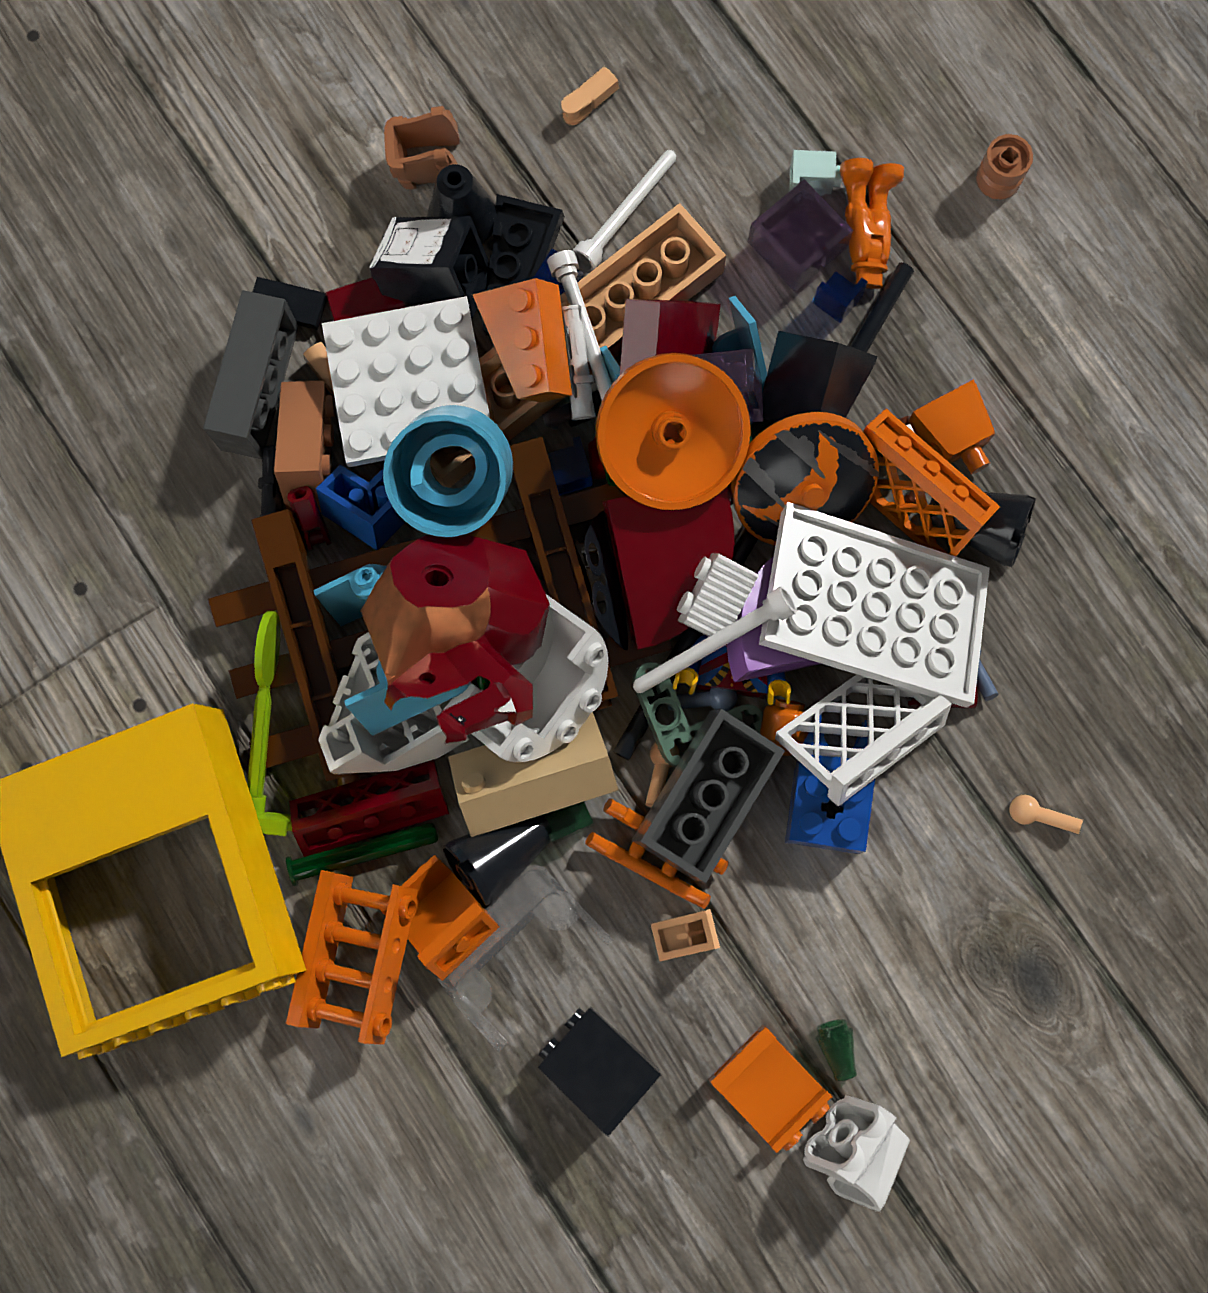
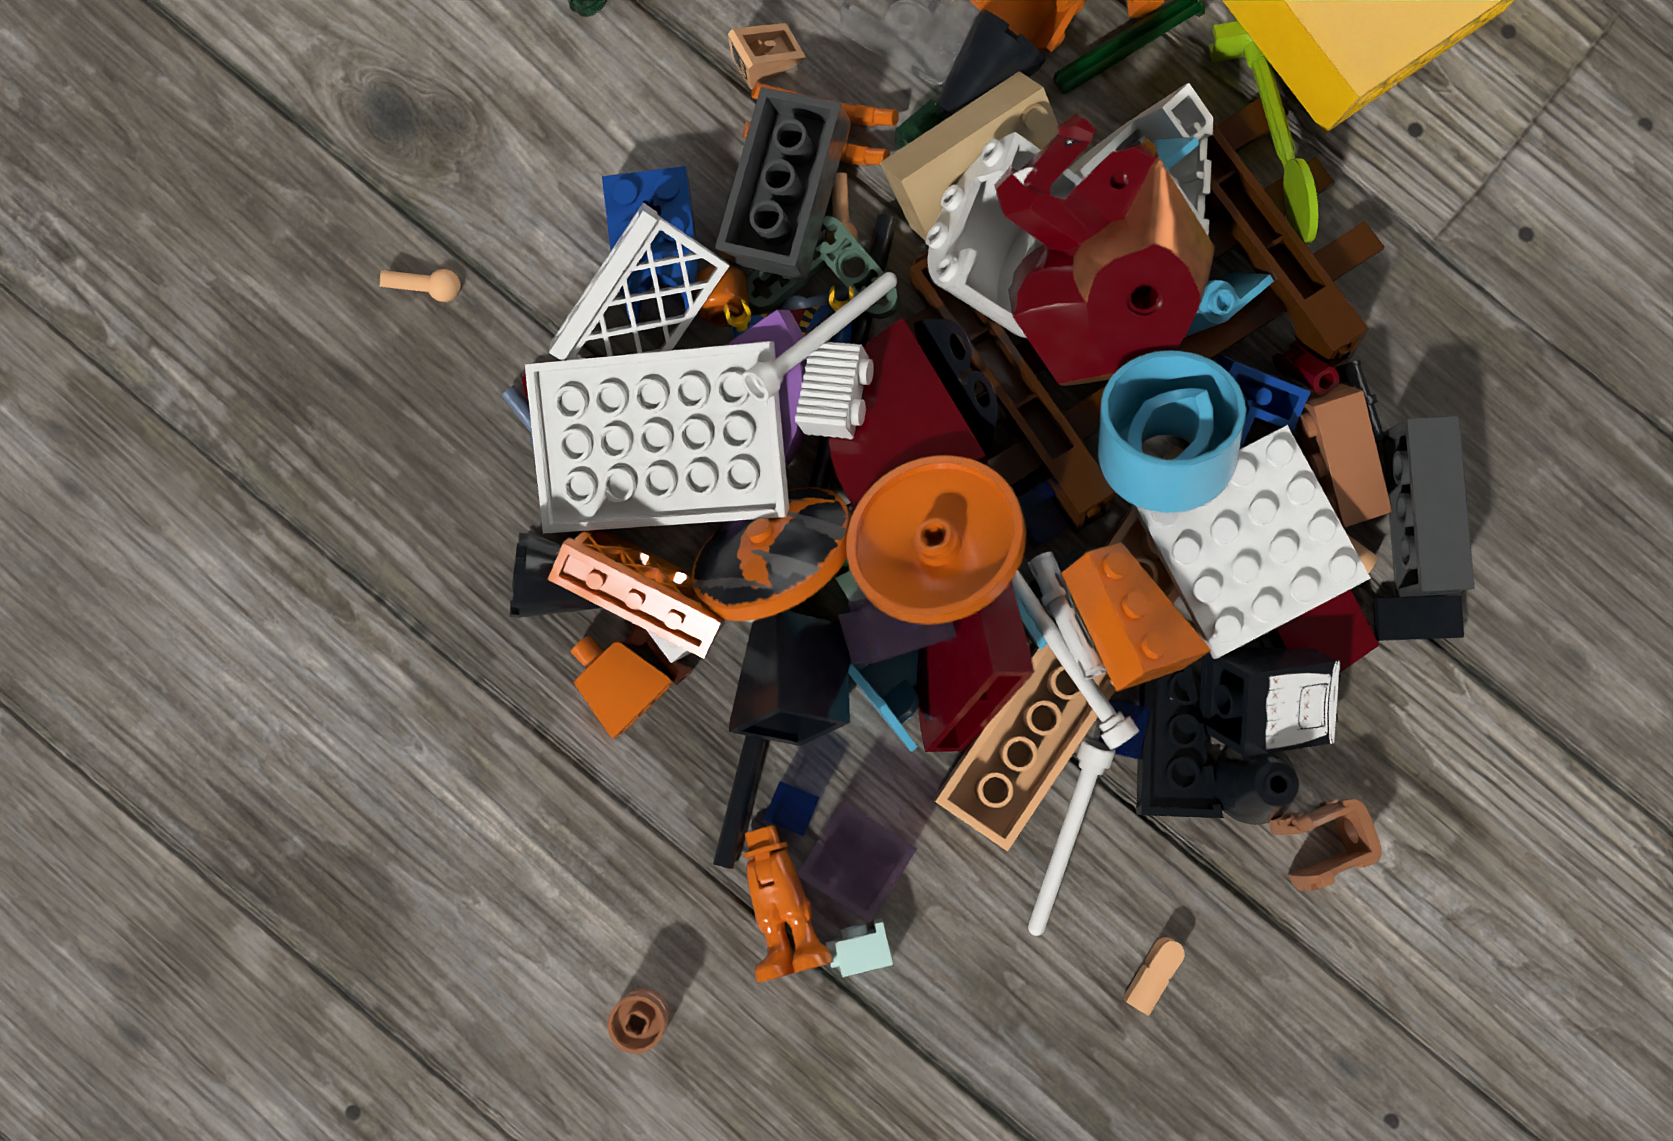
camera: 160 degrees right, 5 degrees up
(368, 813) = (1140, 74): dark red fence -> none

